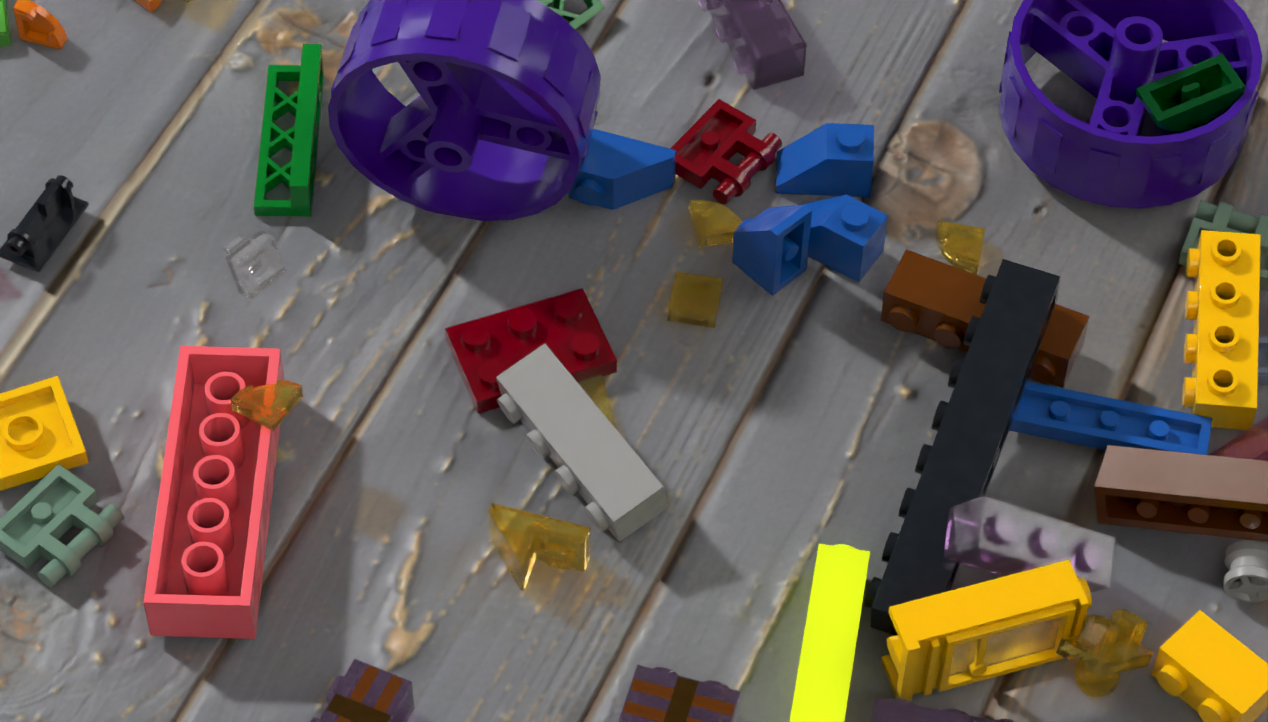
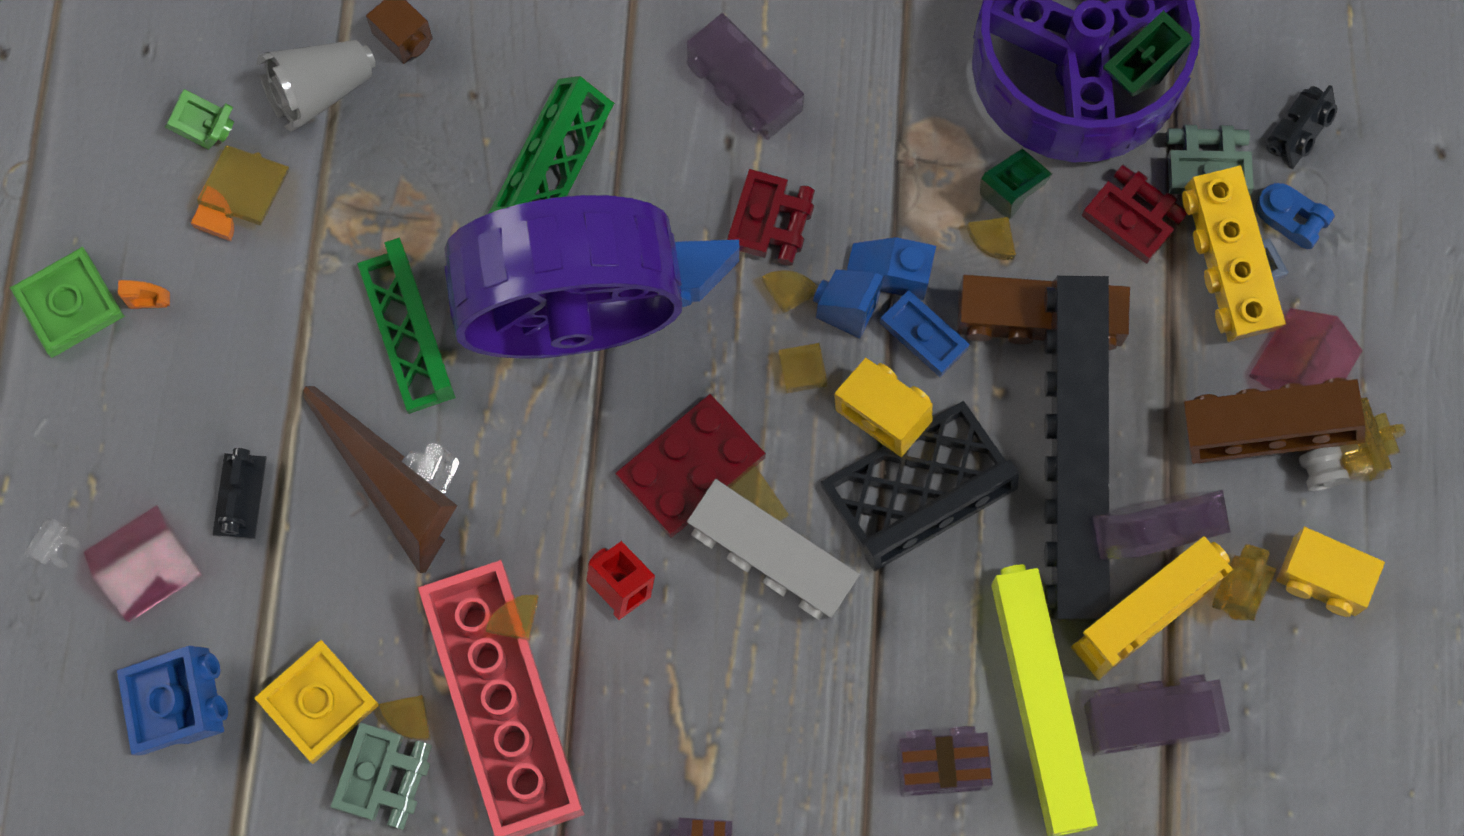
camera: 20 degrees left, 20 degrees up
(113, 483) = (408, 717): none -> clear yellow tile
(206, 268) = (404, 499): none -> reddish brown wedge
(402, 424) = (624, 566): none -> red brick
(528, 537) = (758, 649): clear yellow slope -> none
(766, 353) = (884, 406): none -> yellow brick
(782, 473) = (937, 515): none -> black fence
(828, 162) = (860, 199): blue slope -> none
(843, 305) = (924, 333): none -> blue plate
(997, 191) = (1012, 182): none -> dark green slope
(1107, 421) = (1181, 369): blue plate -> none
(1121, 275) = (1130, 222): none -> dark red plate

